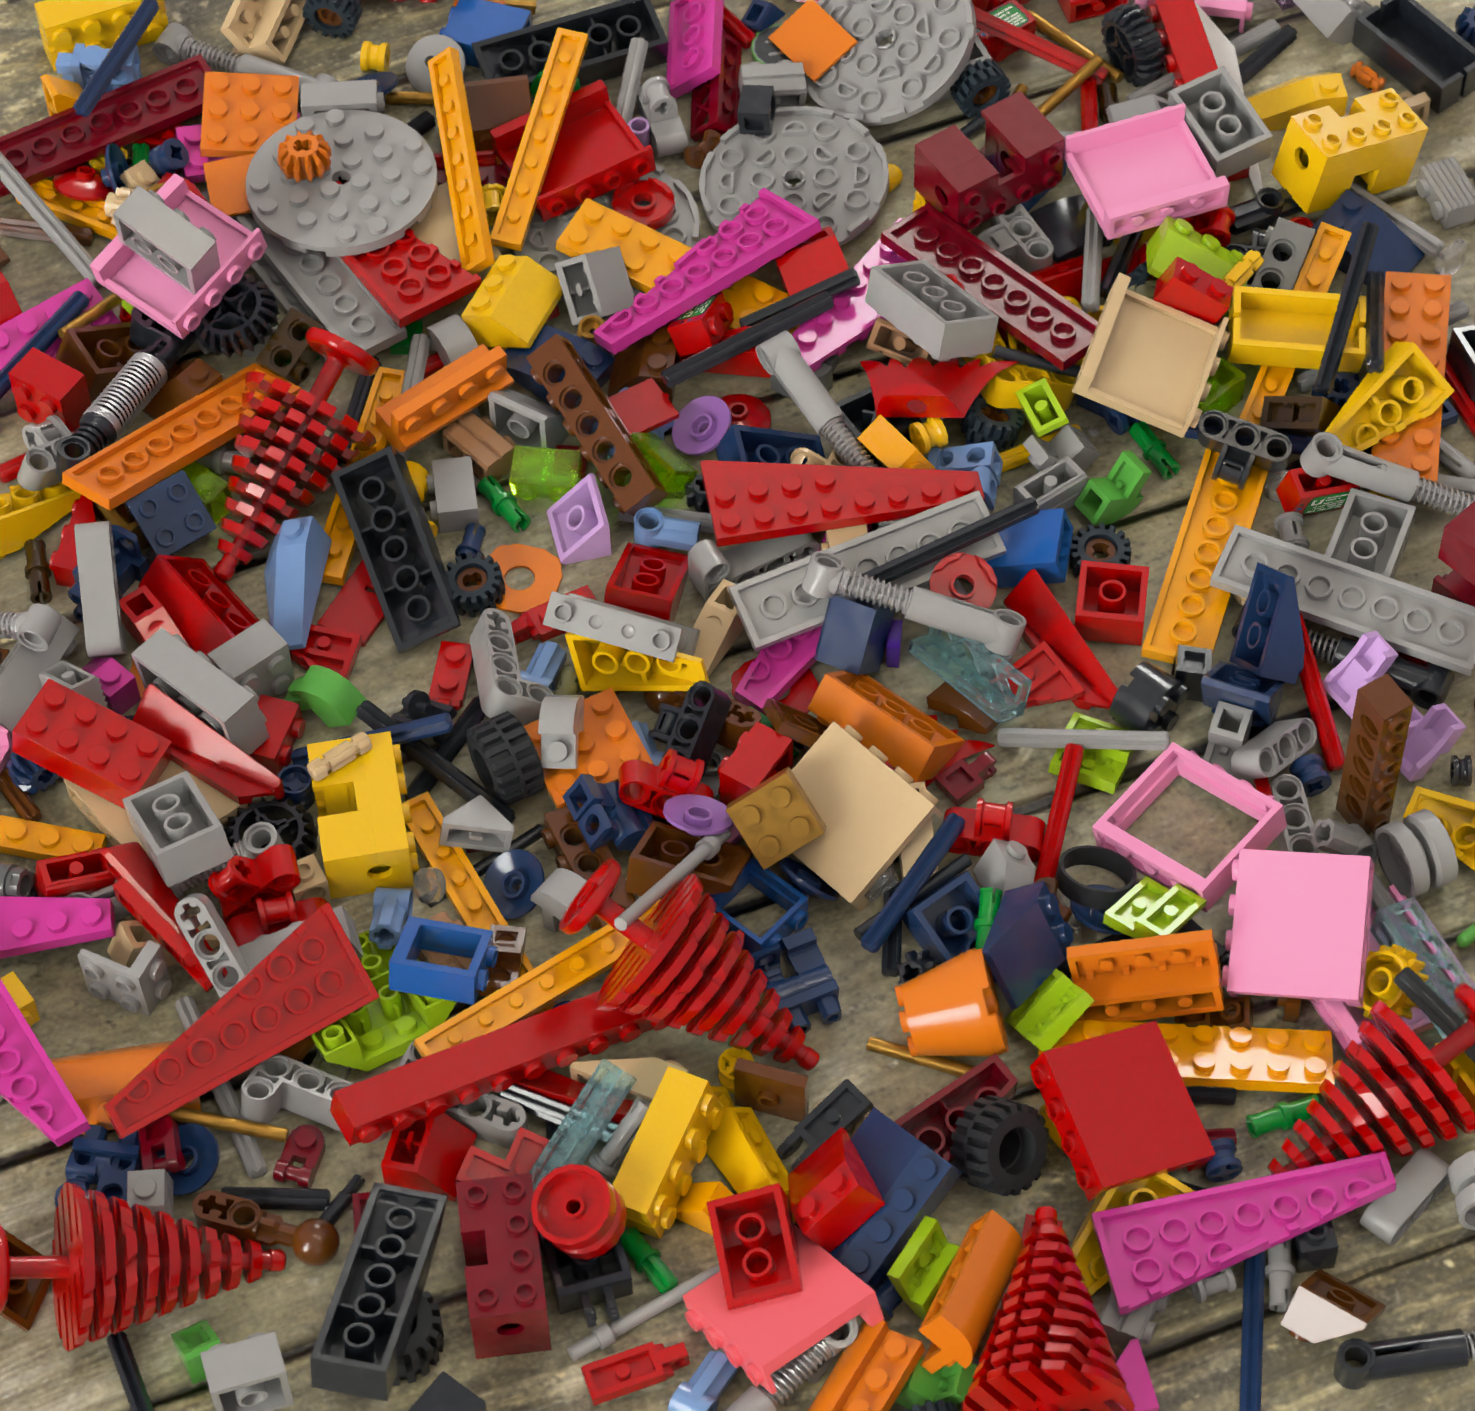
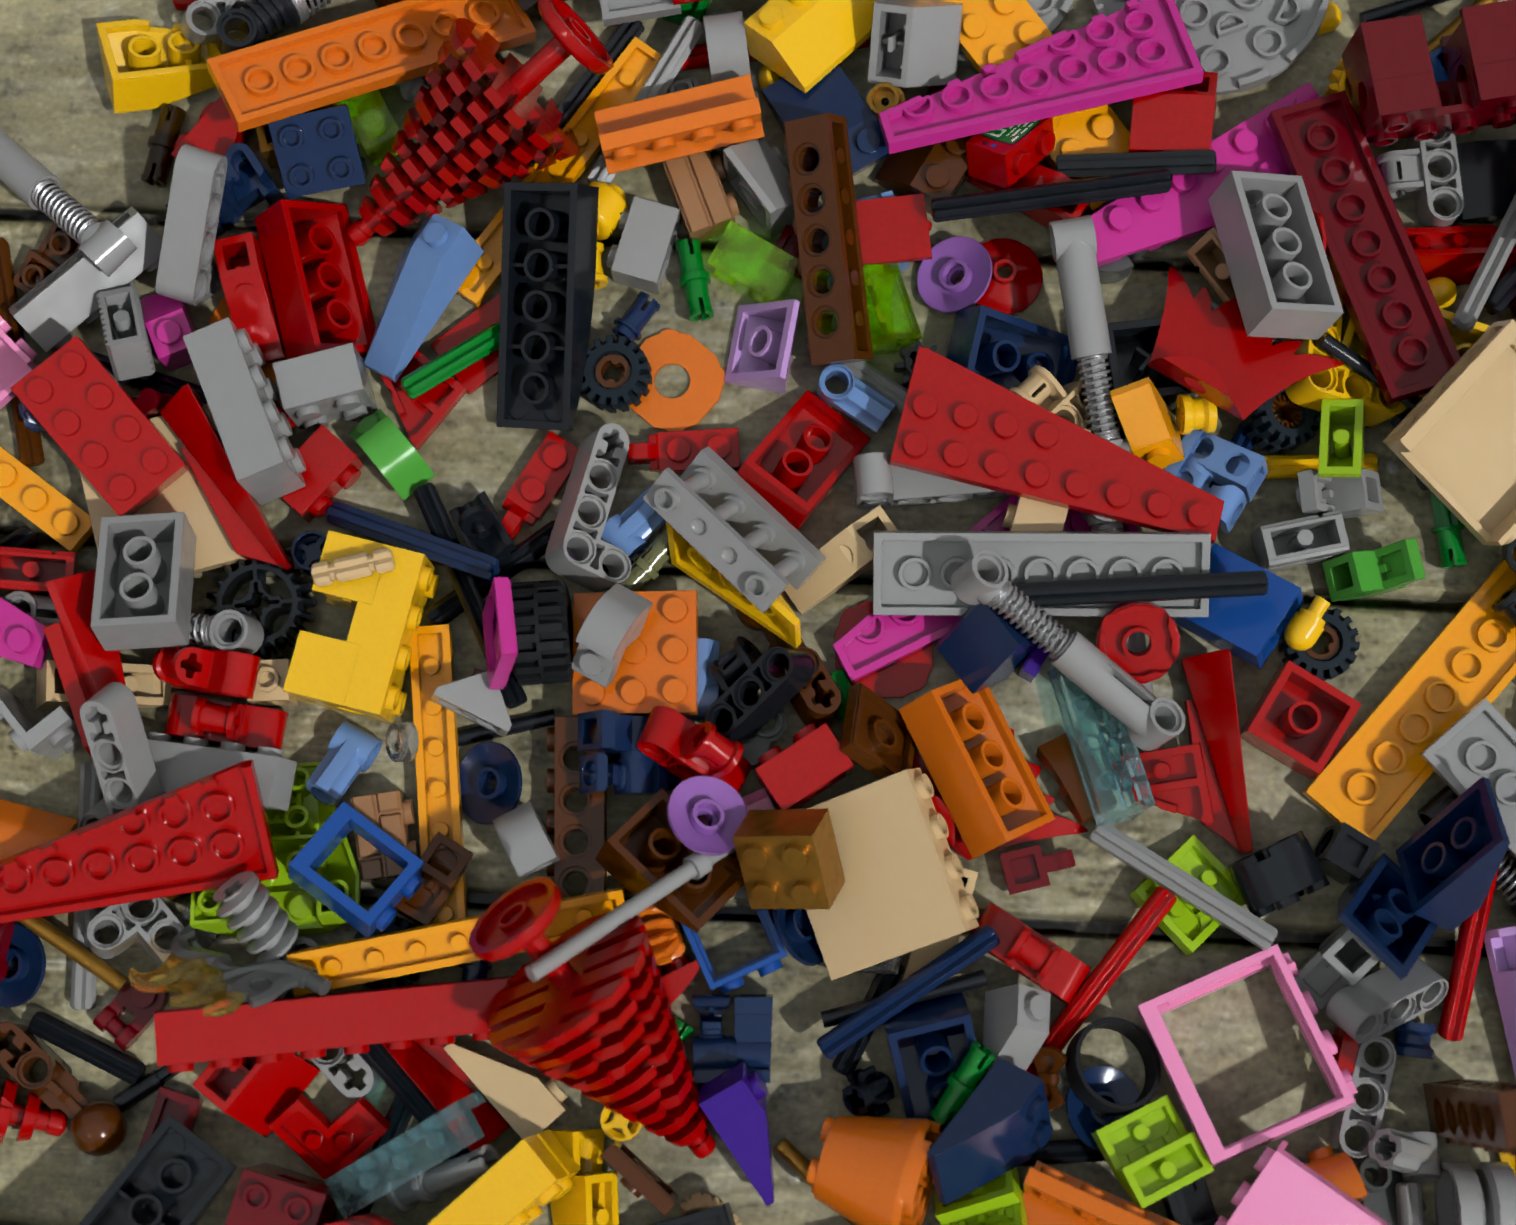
camera: 25 degrees right, 25 degrees up
(344, 617) = (451, 362): none -> green axle
(378, 1026) = (259, 914): none -> light grey piece
(379, 1063) = (216, 980): none -> piece
(488, 751) = (499, 633): none -> dark pink piece
(833, 1018) = (739, 1114): none -> dark purple slope
(1082, 537) = (1306, 625): none -> yellow cylinder

